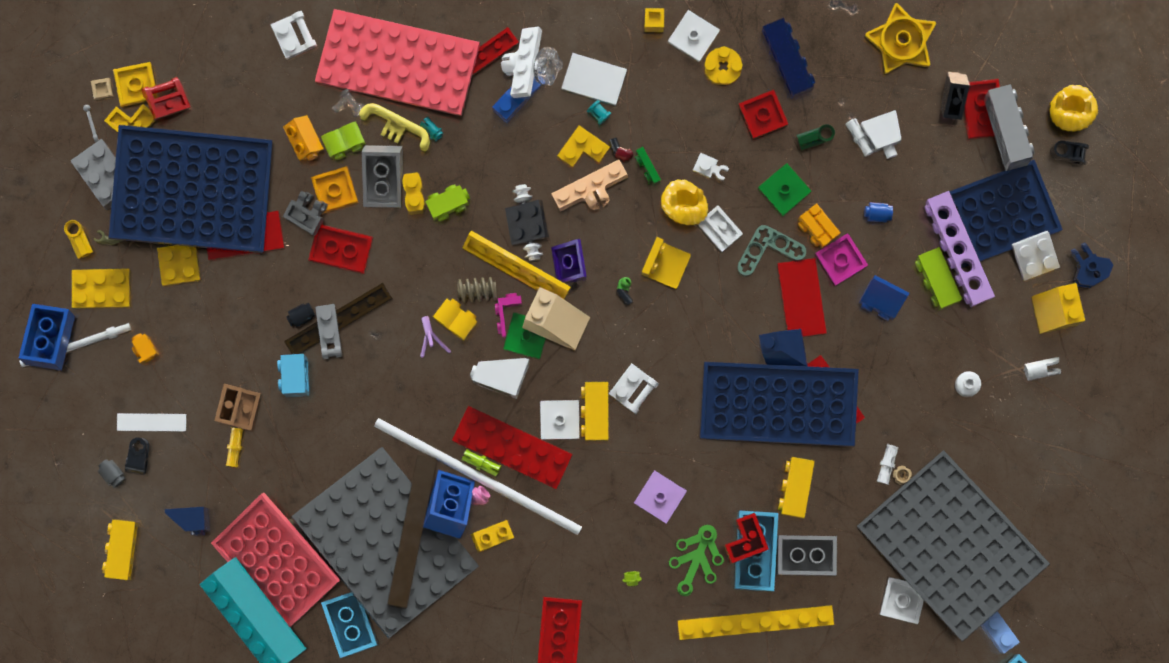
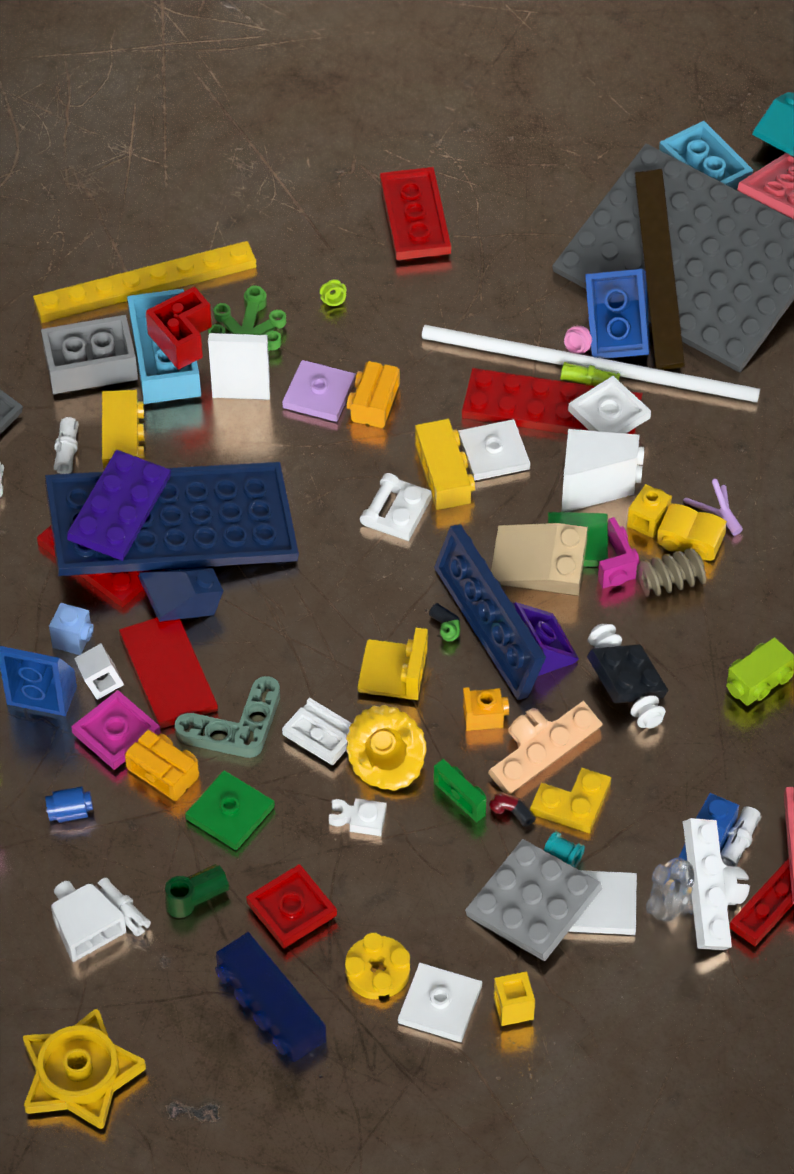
camera: 165 degrees right, 30 degrees down
(476, 343) = (648, 510): none -> yellow brick
(480, 420) = (609, 408): none -> white plate
(492, 536) = (550, 293): yellow plate -> none
(493, 97) = (740, 836): none -> white pin
(513, 265) = (635, 619): yellow plate -> none
(599, 280) = (489, 612): none -> dark blue plate
(623, 226) = (484, 709): none -> light orange brick
(625, 82) = (533, 899): none -> light grey plate
(626, 479) = (374, 394): none -> light orange brick
(712, 508) = (239, 366): none -> white tile
(811, 411) = (119, 505): none -> dark purple plate
(833, 489) = (66, 445): none -> white pin
(845, 299) = (99, 671): none -> white brick
(855, 336) = (70, 629): none -> light blue brick

